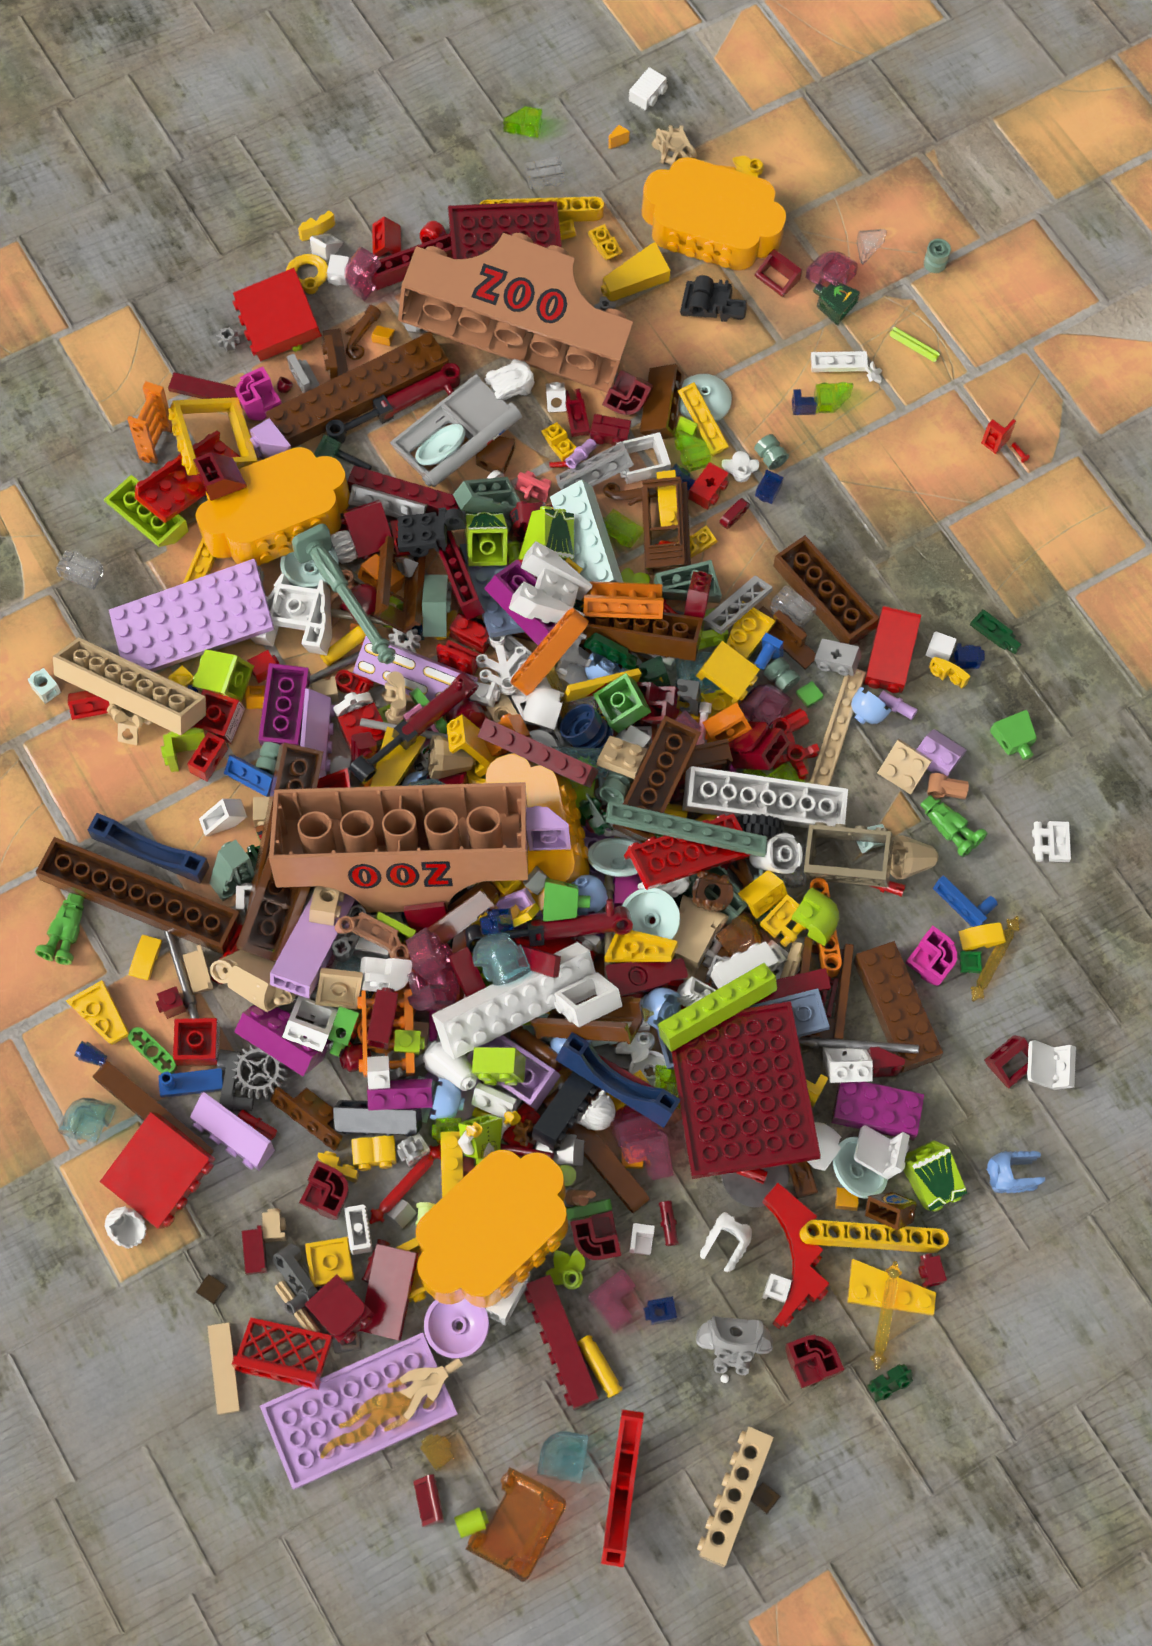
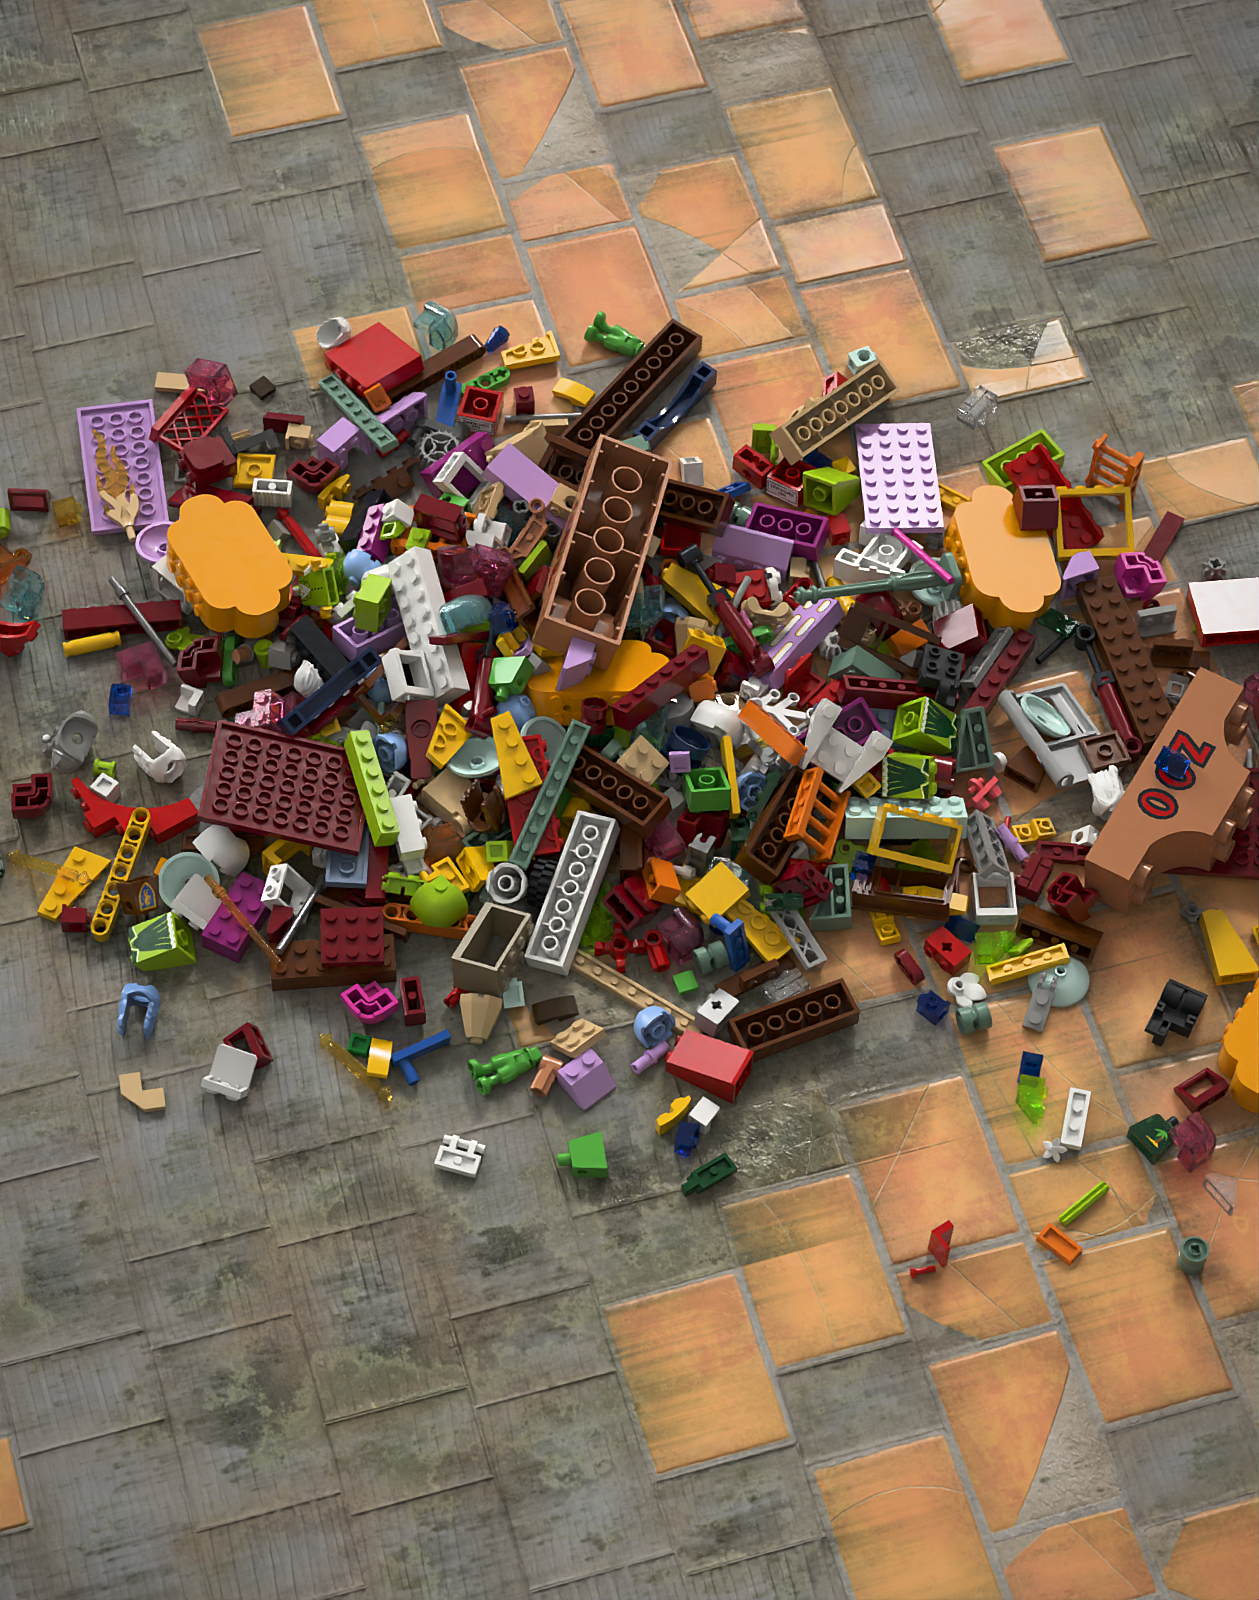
camera: 105 degrees right, 10 degrees down
(215, 1145) = (378, 398): none -> orange bracket
(229, 1337) = (214, 379): none -> clear pink brick
(241, 1161) = (358, 413): none -> sand green tile
(281, 1174) = (338, 441): none -> lavender slope
(298, 566) = (923, 556): none -> dark pink axle
(375, 347) = (1176, 688): none -> light grey window
(400, 1074) = (391, 529): none -> lime slope
(466, 389) = (1105, 751): none -> reddish brown tile
(511, 293) = (1172, 762): none -> clear blue panel
(541, 1344) = (122, 594): none -> flat silver bar
(586, 808) = (594, 714): none -> dark red wheel
(607, 725) = (680, 761): none -> lavender tile
(640, 530) = (951, 848): none -> yellow hose
(650, 562) = (863, 864): none -> panel
(666, 864) = (514, 760): none -> yellow wing
(720, 612) = (785, 901): none -> clear green hinge
(738, 403) = (1040, 1005): none -> light grey hinge
(745, 871) = (498, 851): none -> lime slope
(748, 1300) = (98, 765): none -> lime bush
(804, 948) = (395, 882): none -> lime hinge
(871, 1126) = (220, 893): none -> clear orange bar
(877, 797) = (555, 1008): none -> dark brown slope
(877, 986) = (352, 937): none -> dark red plate
(916, 920) = (412, 1001): none -> dark red brick
(957, 356) = (1059, 1244): none -> orange tile
(1097, 1140) = (146, 1100): none -> tan tile

